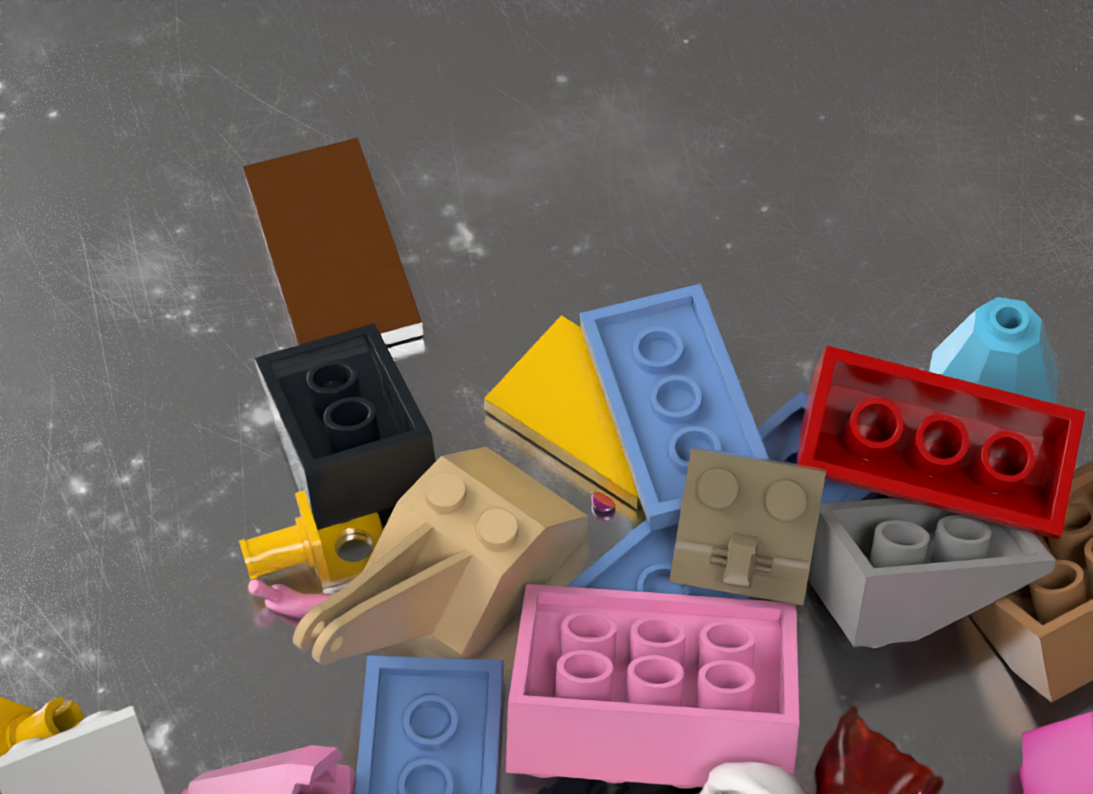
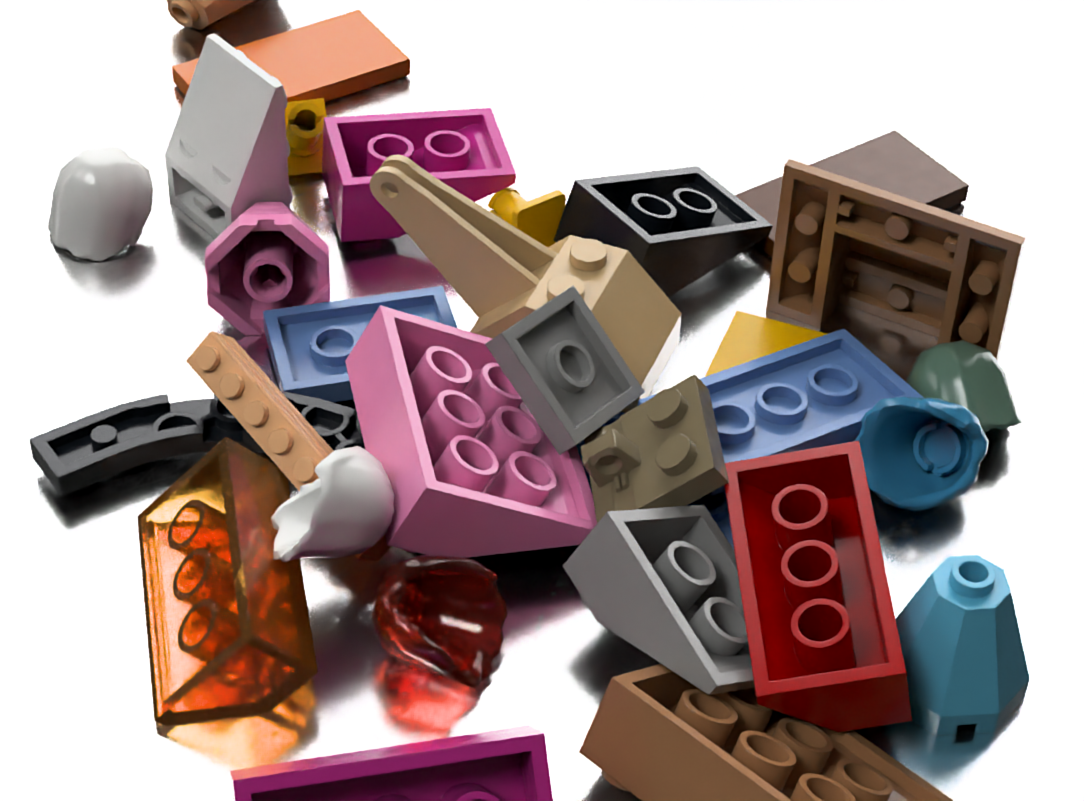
camera: 70 degrees right, 15 degrees down
(167, 630) = (452, 145): none -> dark pink slope
(585, 204) = (889, 260): none -> medium nougat slope
(611, 564) = (565, 369): none -> light grey hinge
(673, 251) = (968, 377): none -> sand green hair
(758, 313) = (921, 451): none -> dark azure hair

